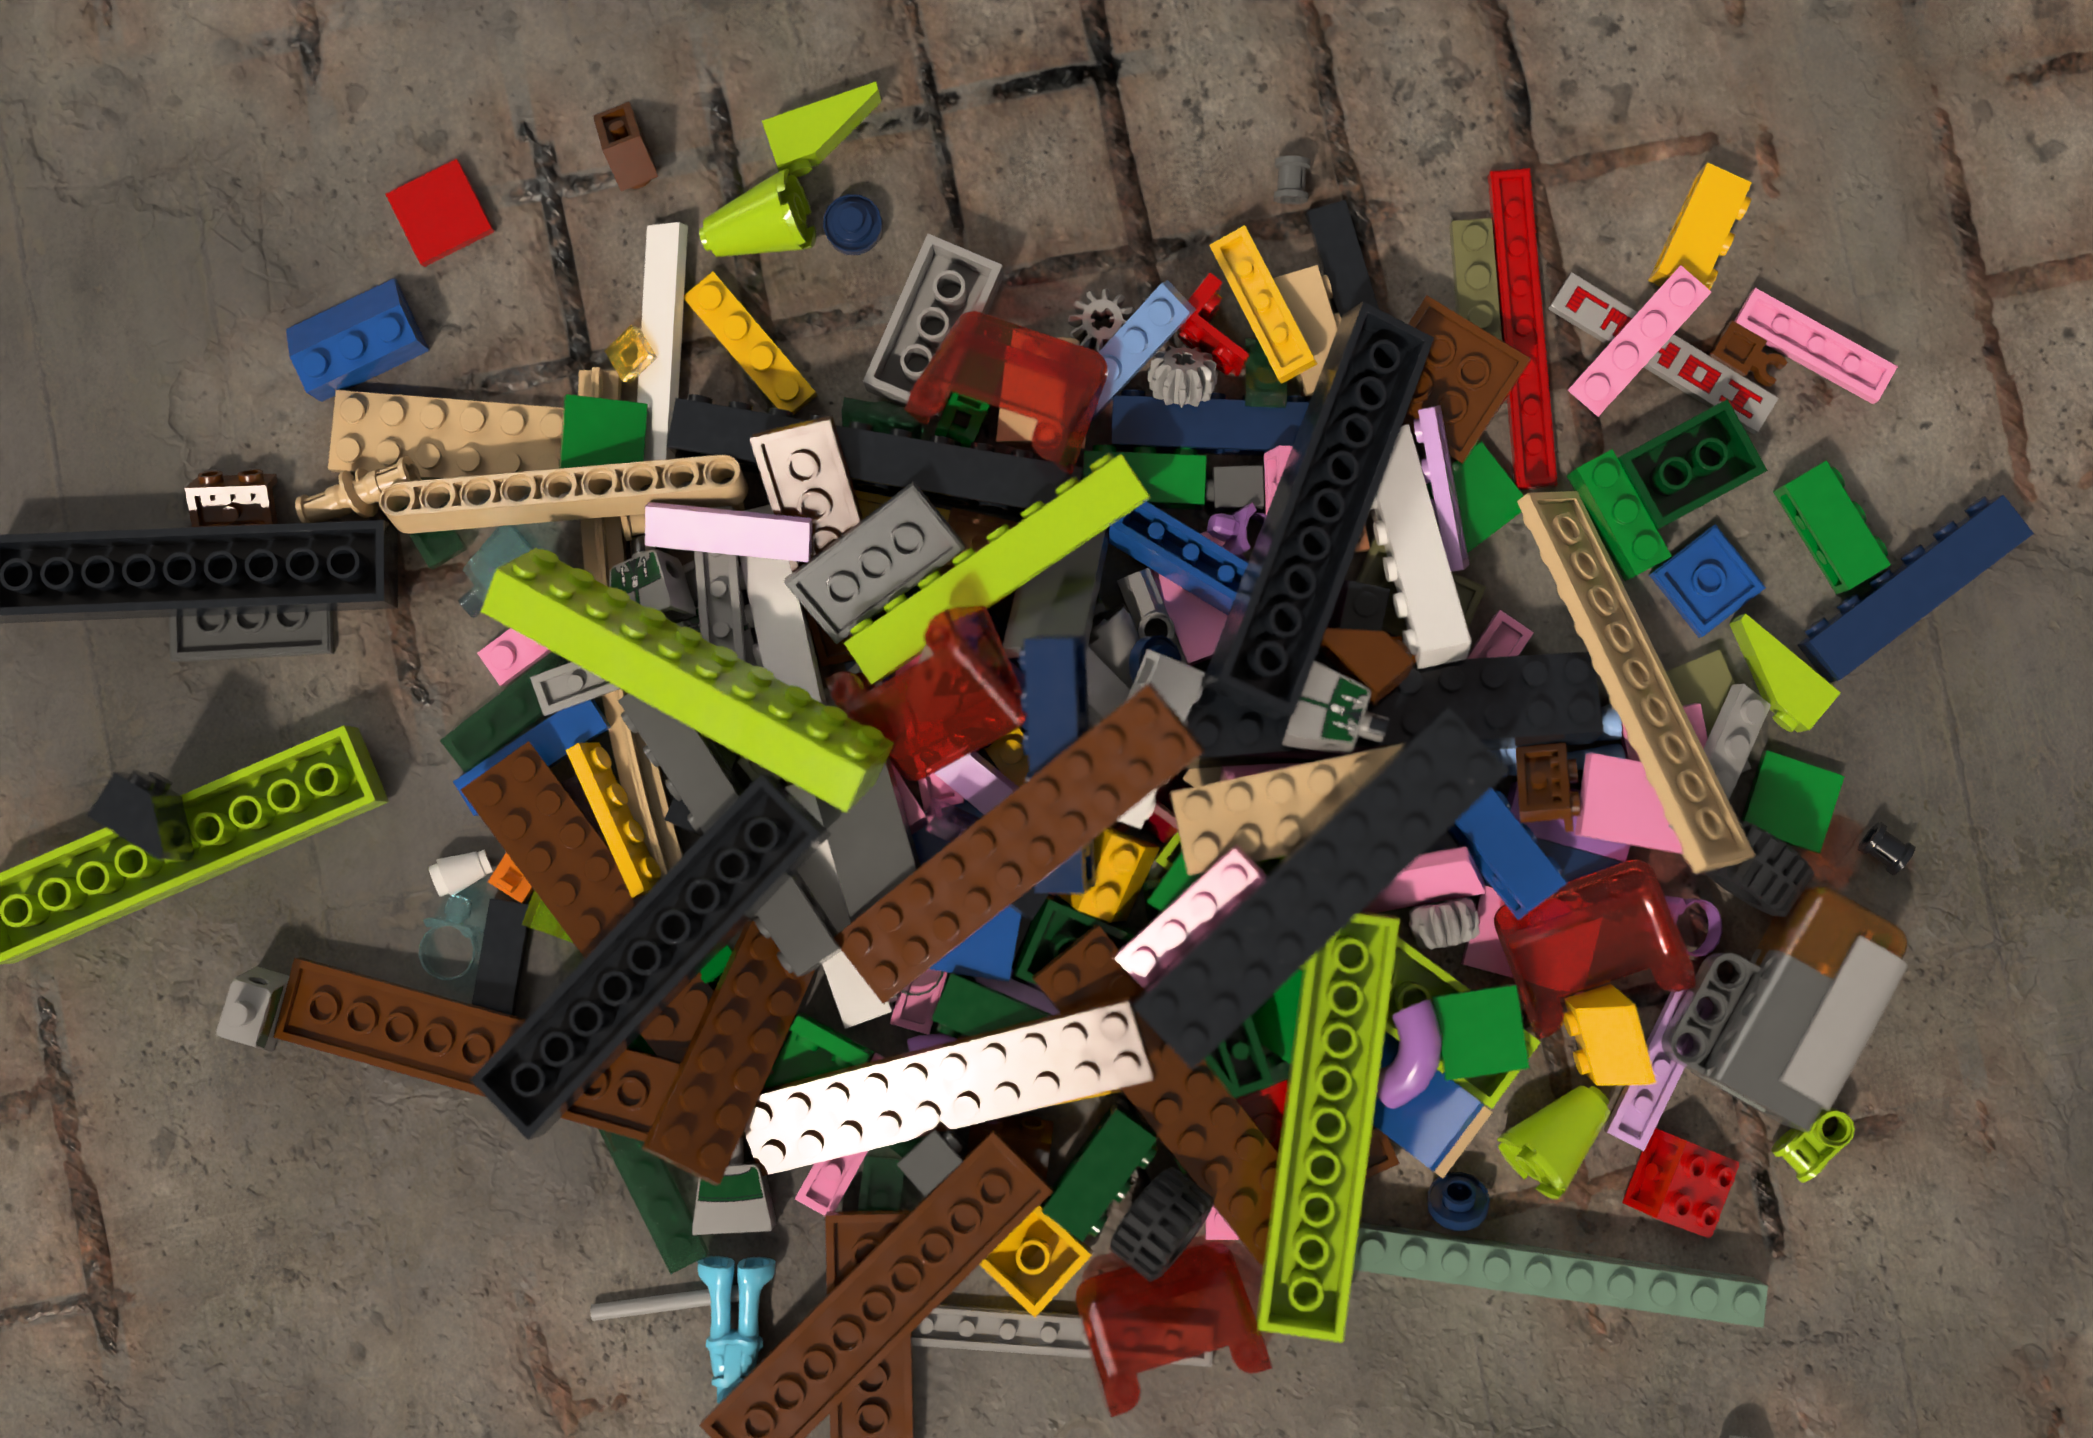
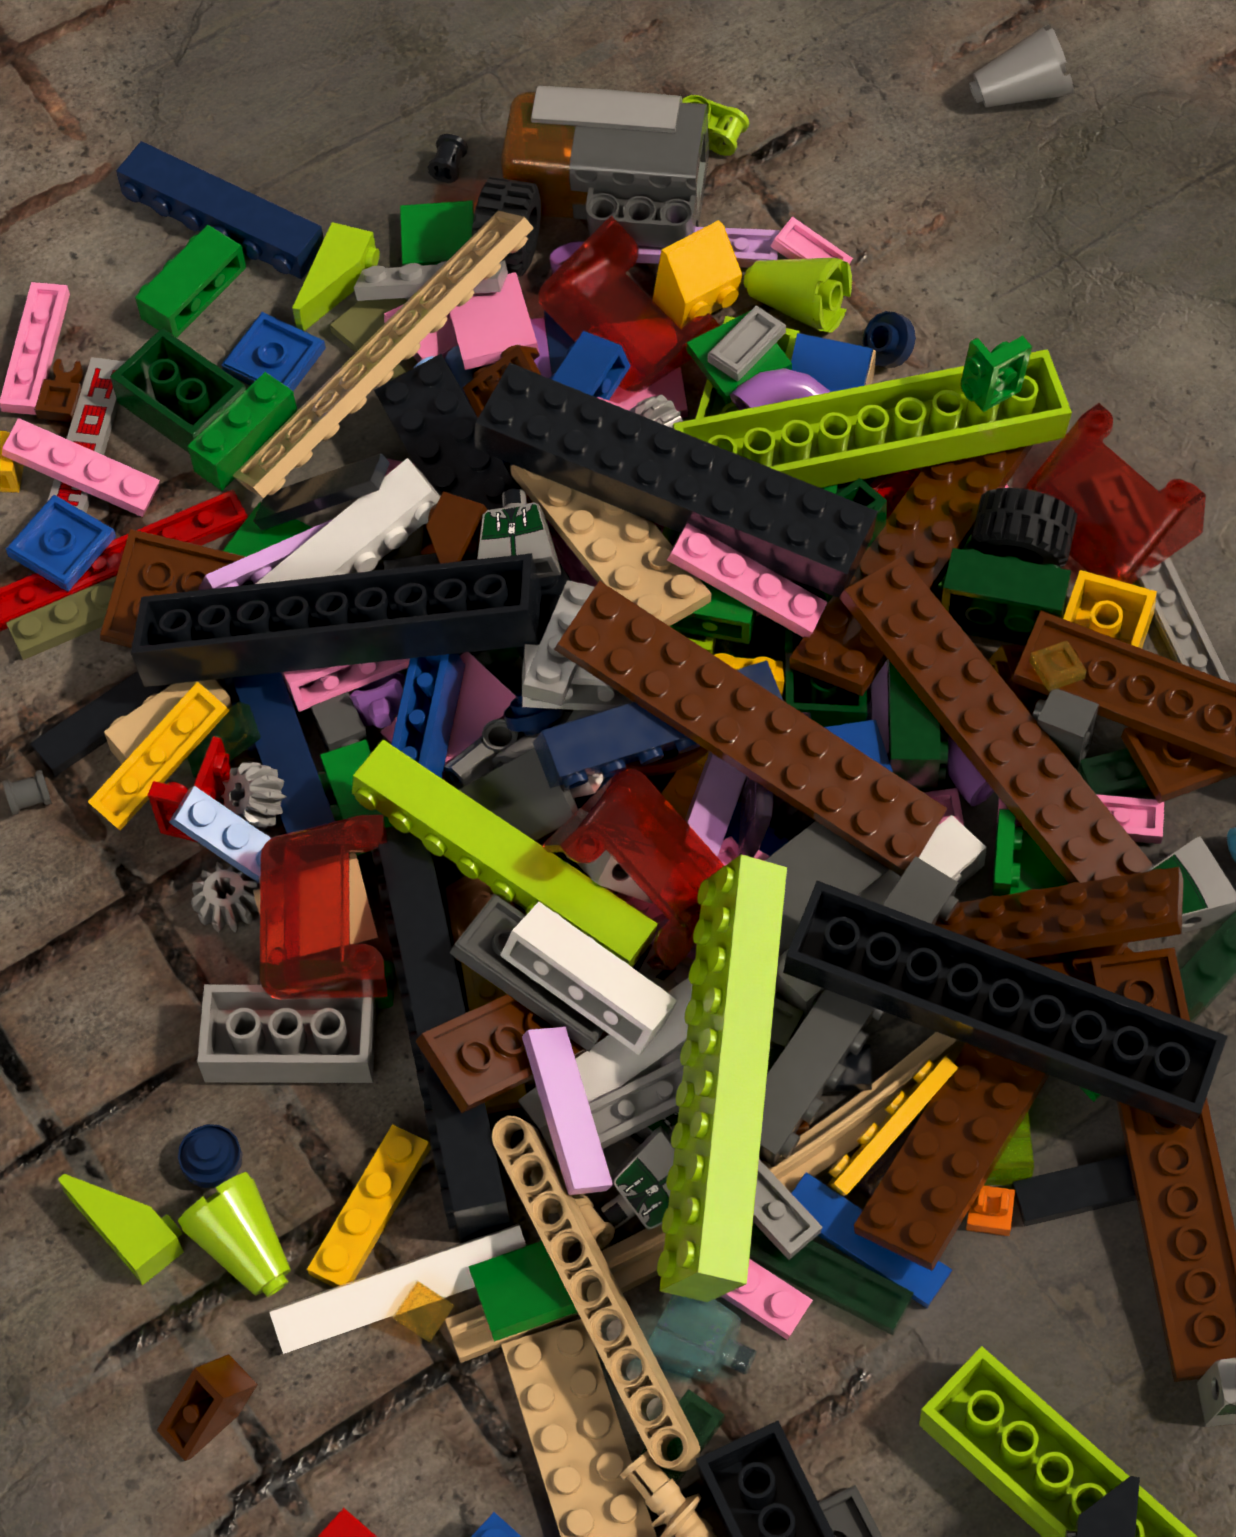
camera: 115 degrees left, 25 degrees down
(457, 910) = (1052, 1243): clear light blue piece -> none
(459, 871) = (1015, 1261): white cone -> none
(838, 599) = (588, 978): none -> white brick
(881, 415) = (396, 1049): clear green plate -> none
(980, 1176) = (1057, 665): none -> clear yellow tile
(1212, 727) = (550, 671): none -> light grey plate
(1311, 1253) = (994, 375): none -> green bracket
(1486, 1044) = (746, 343): none -> light grey tile
(1488, 557) = (322, 491): none -> black tile
(1559, 296) = (61, 543): none -> blue tile
(1560, 1274) = (905, 236): sand green brick -> none
(1606, 1172) = (800, 242): none -> bright pink tile
(1681, 1183) = (793, 194): red bracket -> none

